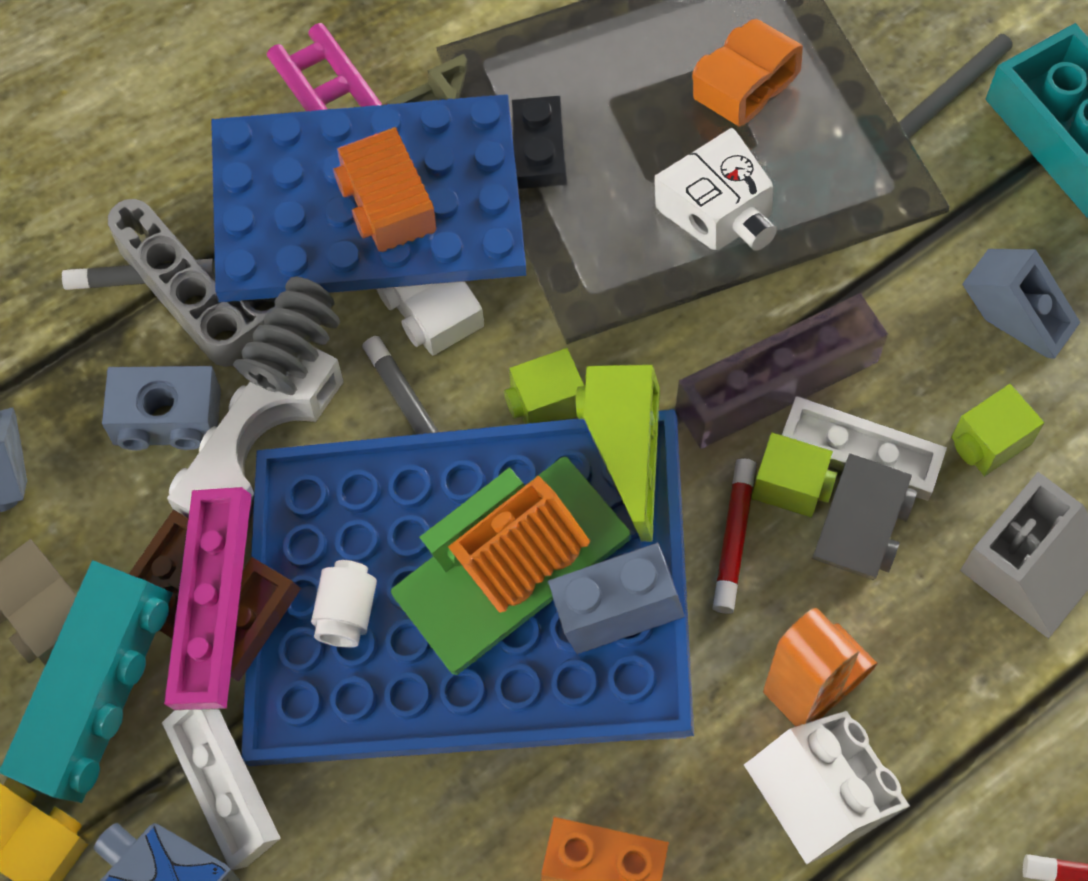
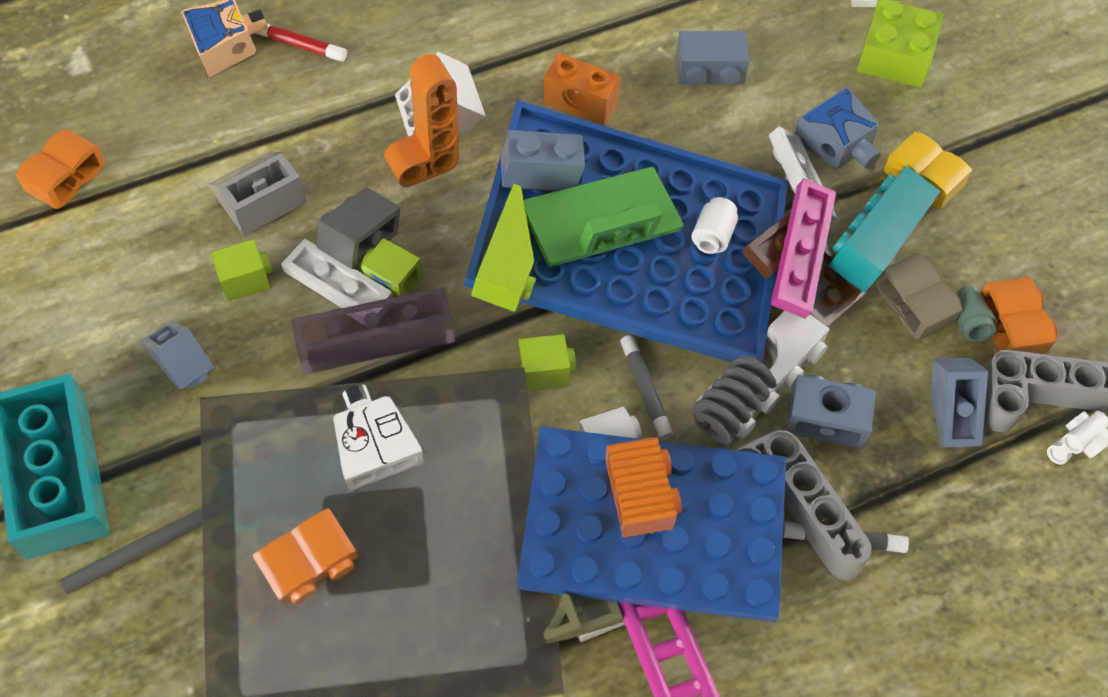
camera: 170 degrees left, 5 degrees down
(520, 544) = (598, 193): orange brick -> none
(539, 142) = (499, 547): black plate -> none
(734, 536) = (444, 250): red bar -> none

